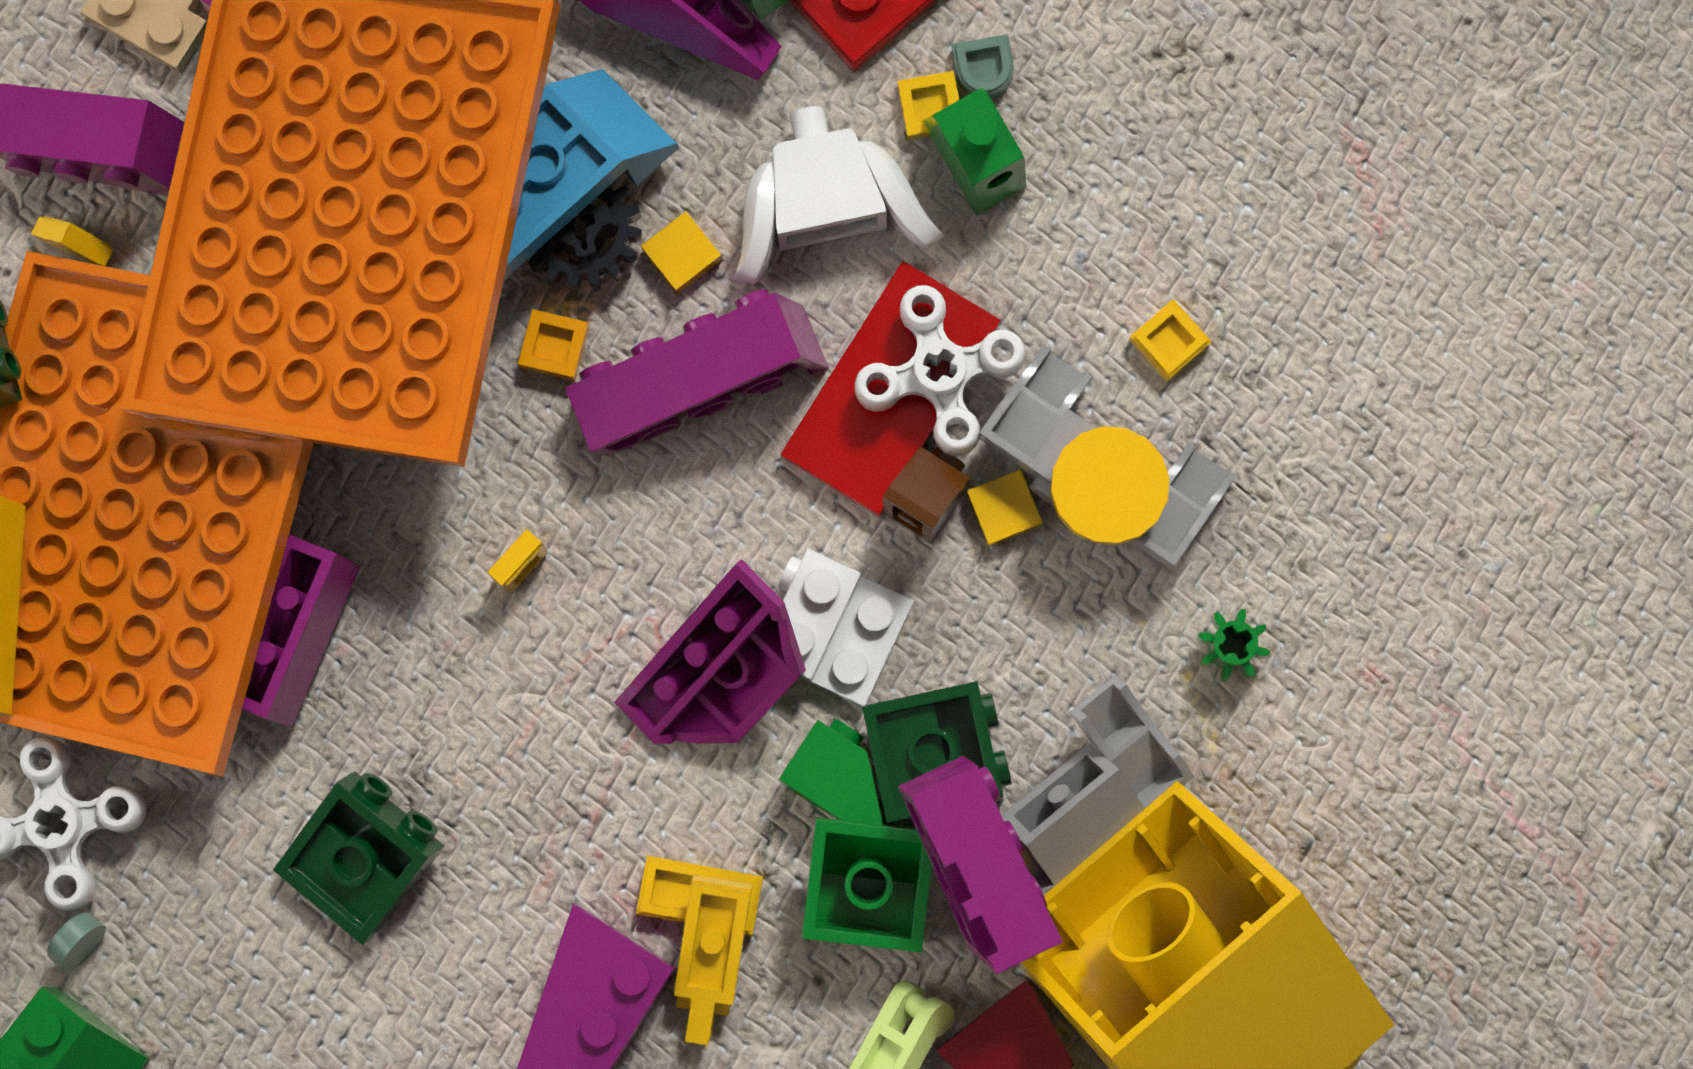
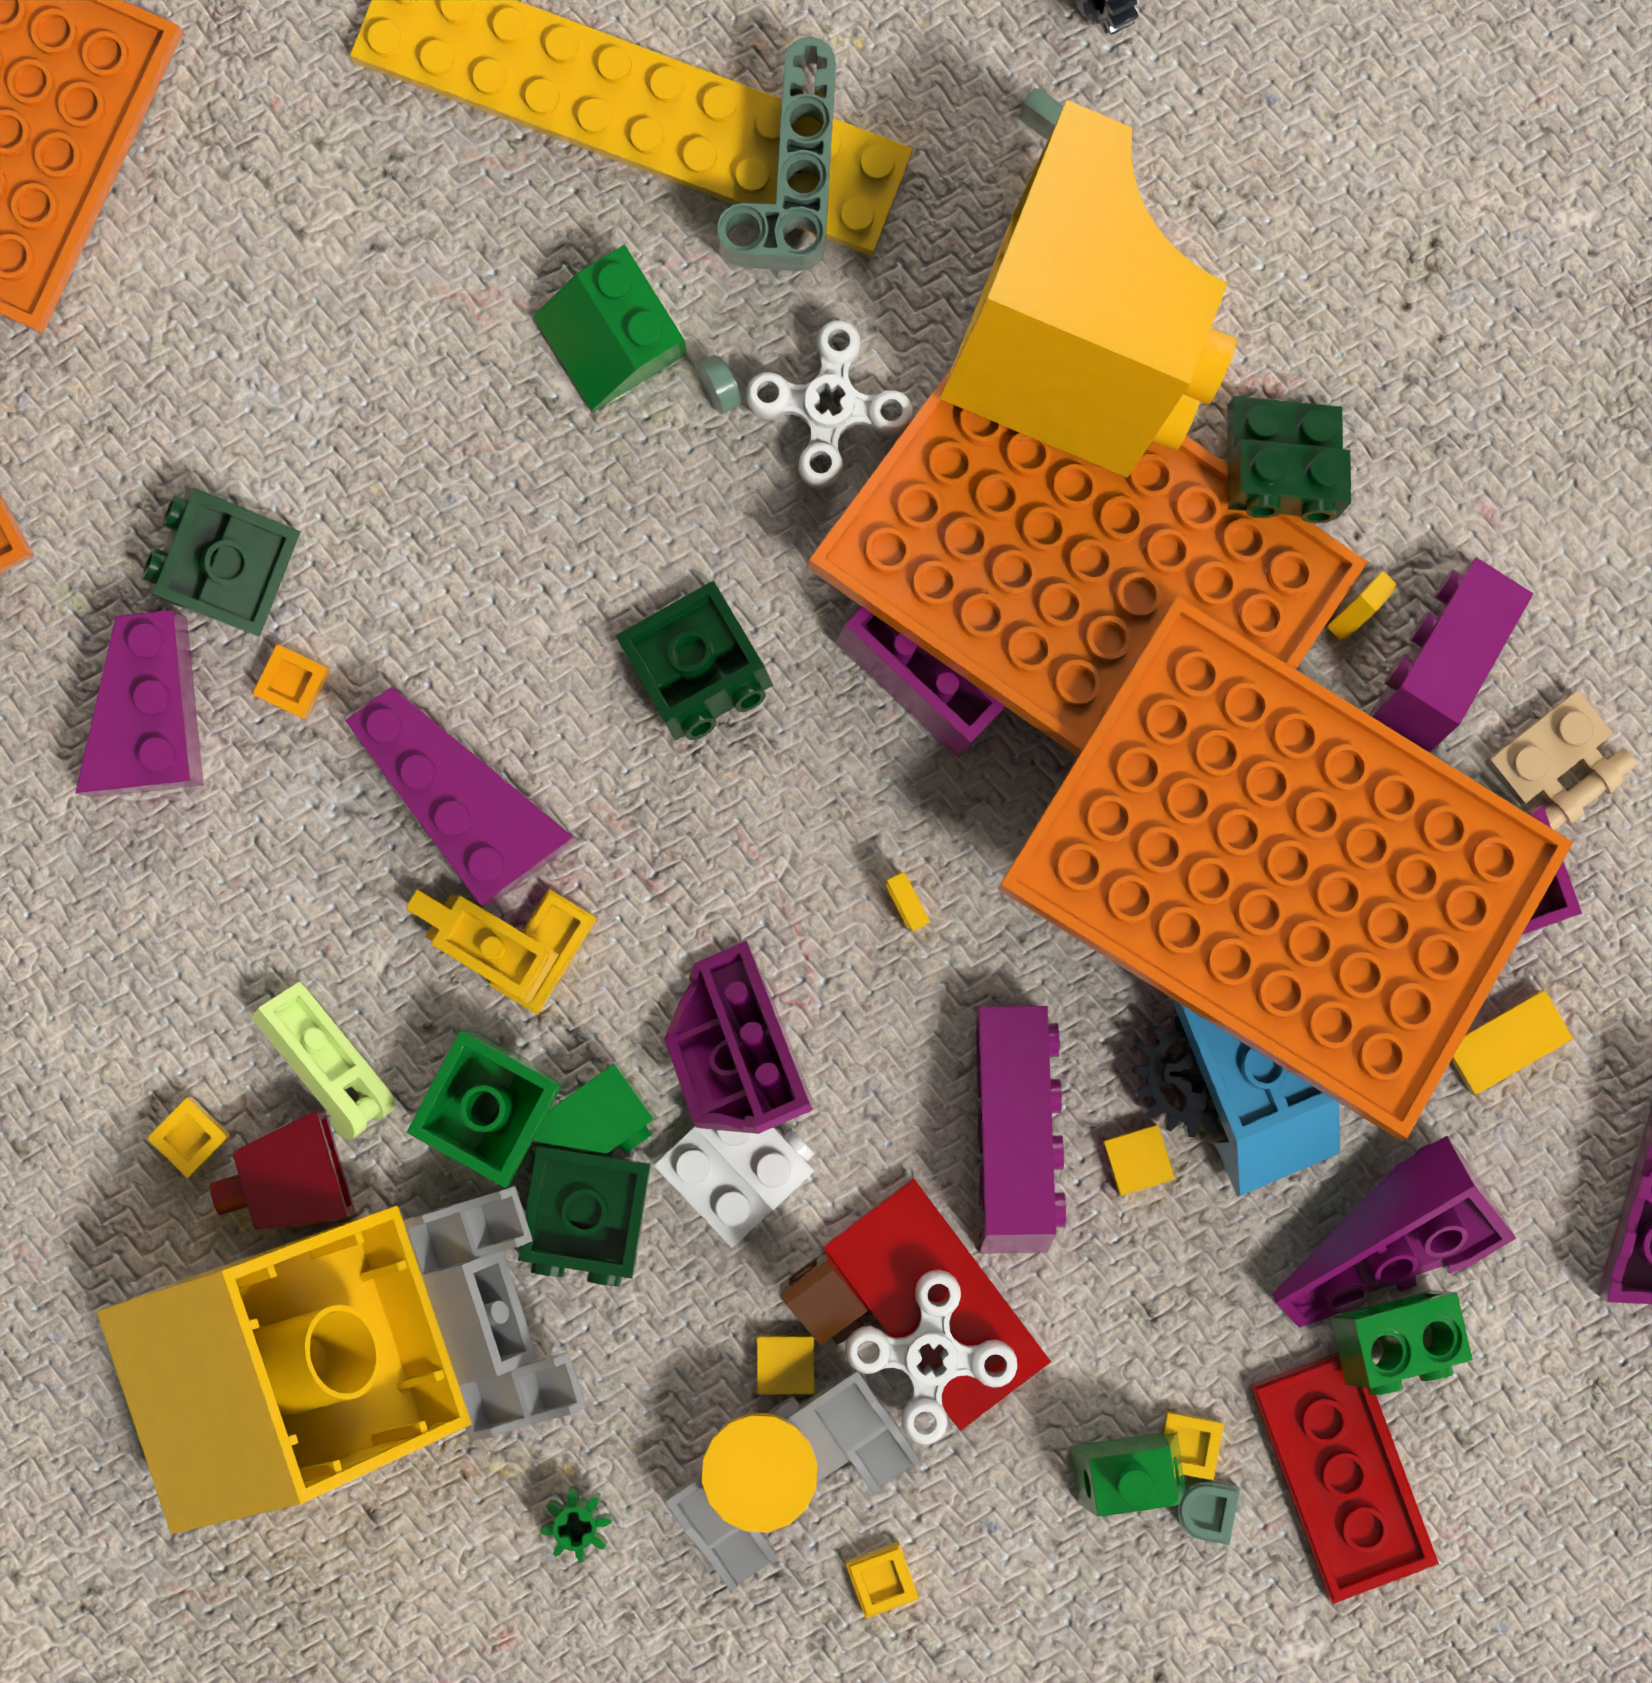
camera: 100 degrees right, 5 degrees up
(553, 345) = (1096, 1009): light orange tile -> none
(825, 191) = (1143, 1314): white torso -> none
(980, 864) = (454, 1217): magenta wedge -> none

